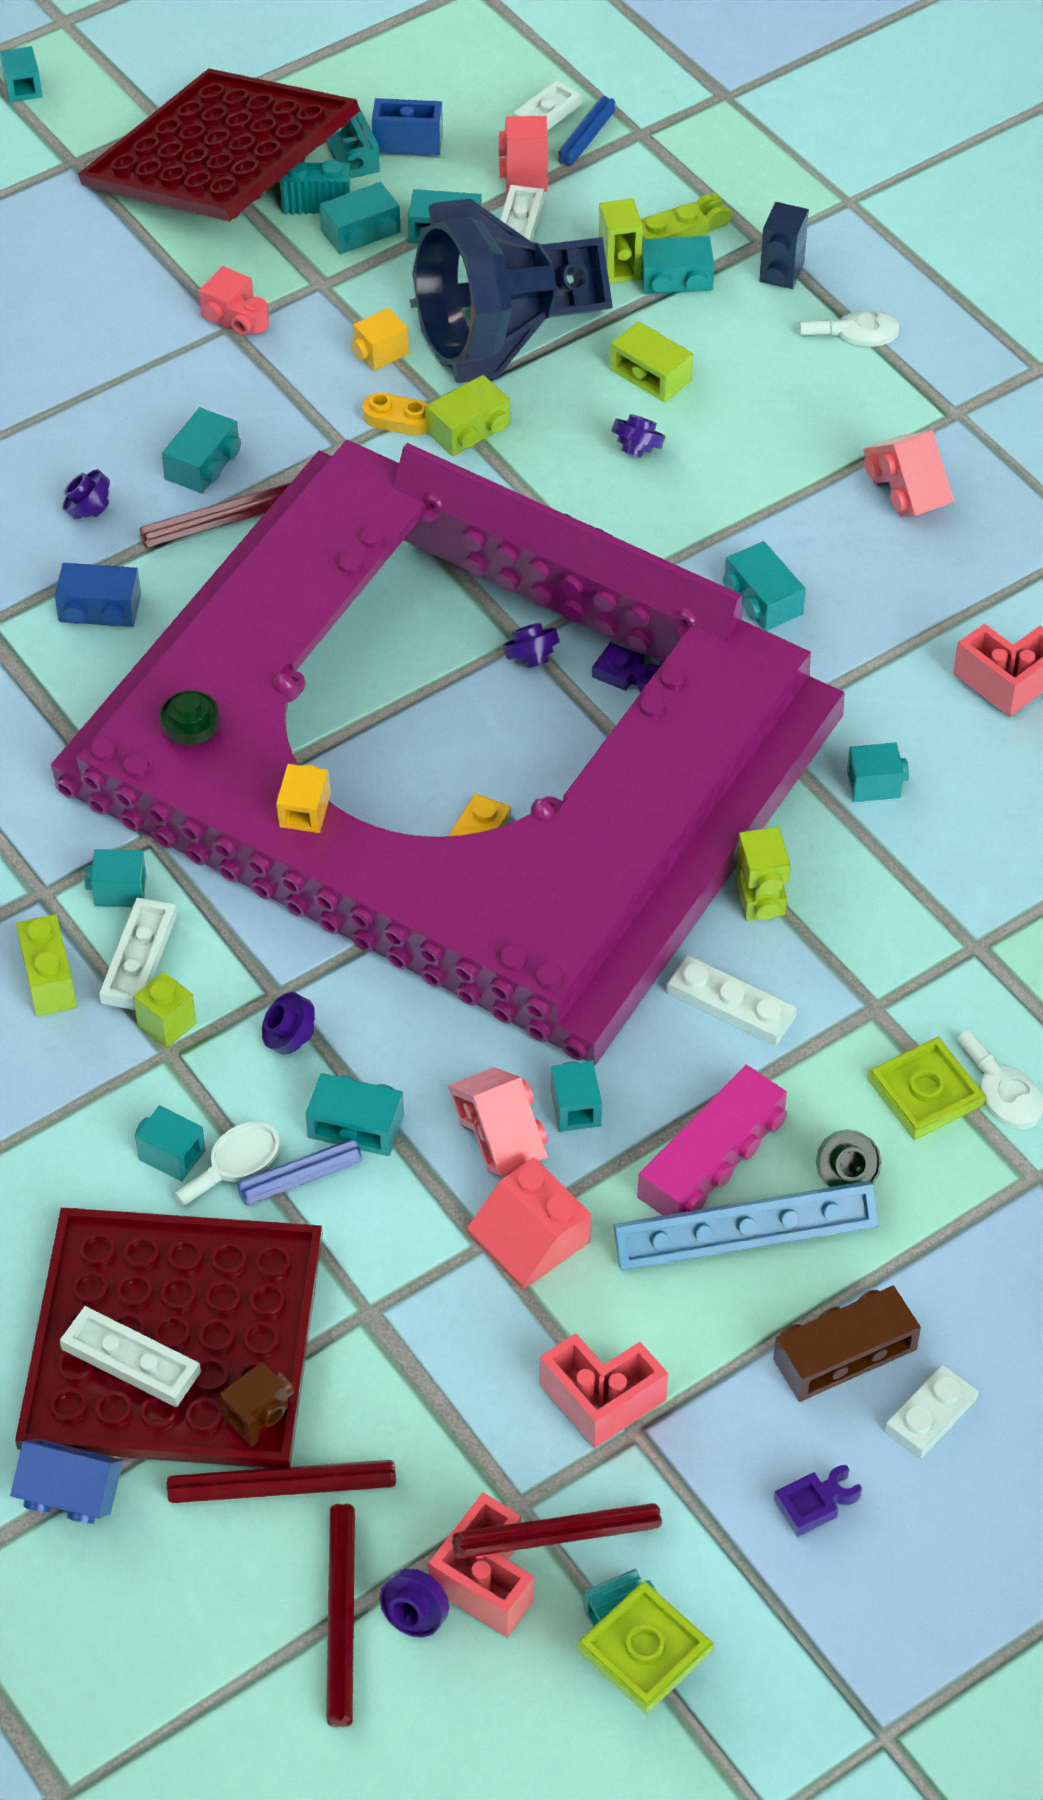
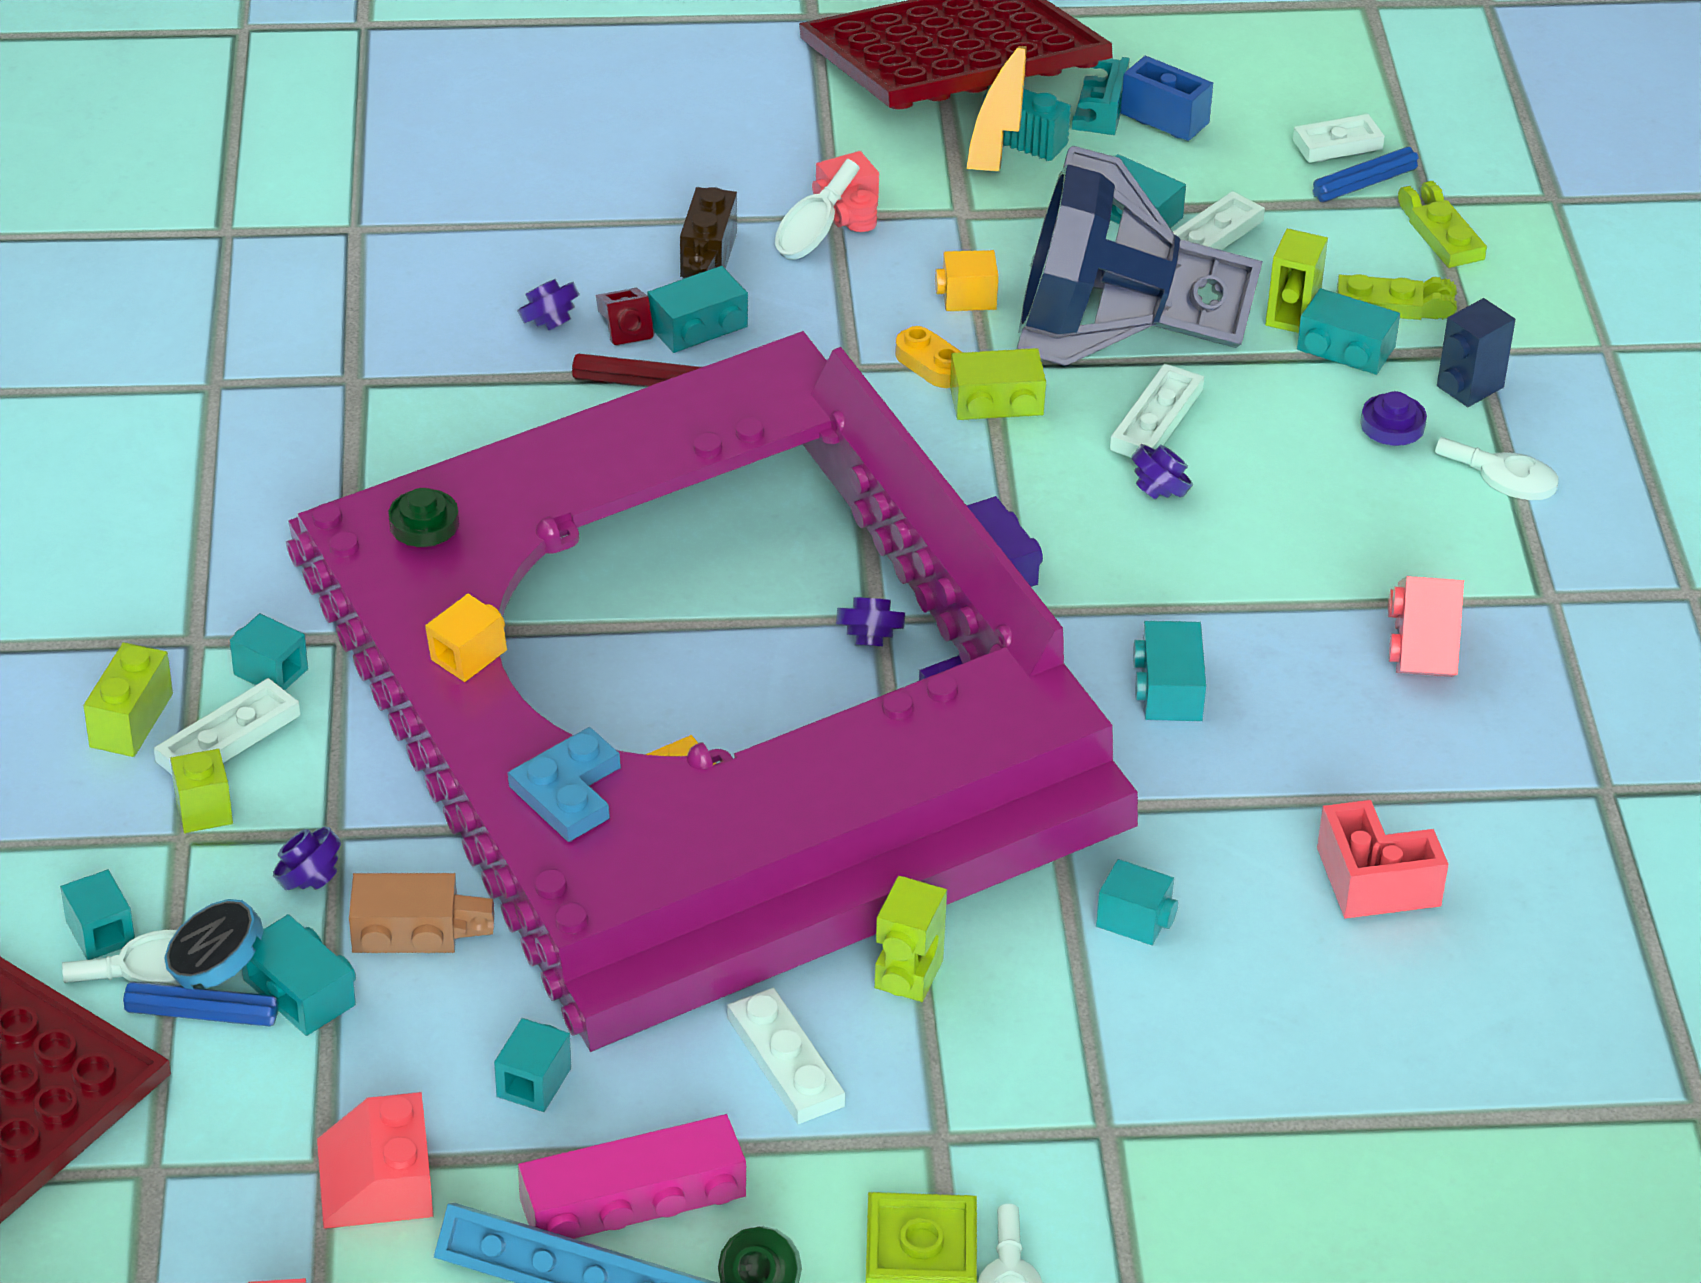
camera: 30 degrees right, 10 degrees down
(98, 594) = (481, 396): blue brick -> none
(150, 474) = (627, 315): none -> dark red bracket
(159, 385) = (708, 231): none -> dark brown hinge
(226, 337) = (812, 217): none -> light aqua piece
(287, 1122) = (213, 944): none -> tile
(308, 191) = (999, 113): none -> yellow slope
(360, 217) = (1037, 160): teal brick -> none
(397, 1026) = (414, 913): none -> medium nougat hinge
(459, 882) = (559, 783): none -> dark azure plate
(501, 1116) = (425, 1044): brick -> none
(525, 152) = (1271, 163): coral brick -> none
(594, 388) = (1157, 410): none -> light aqua plate
(651, 361) = (1240, 410): lime brick -> none
(668, 150) = (1441, 225): none -> lime hinge
(758, 321) = (1393, 419): none -> dark purple plate

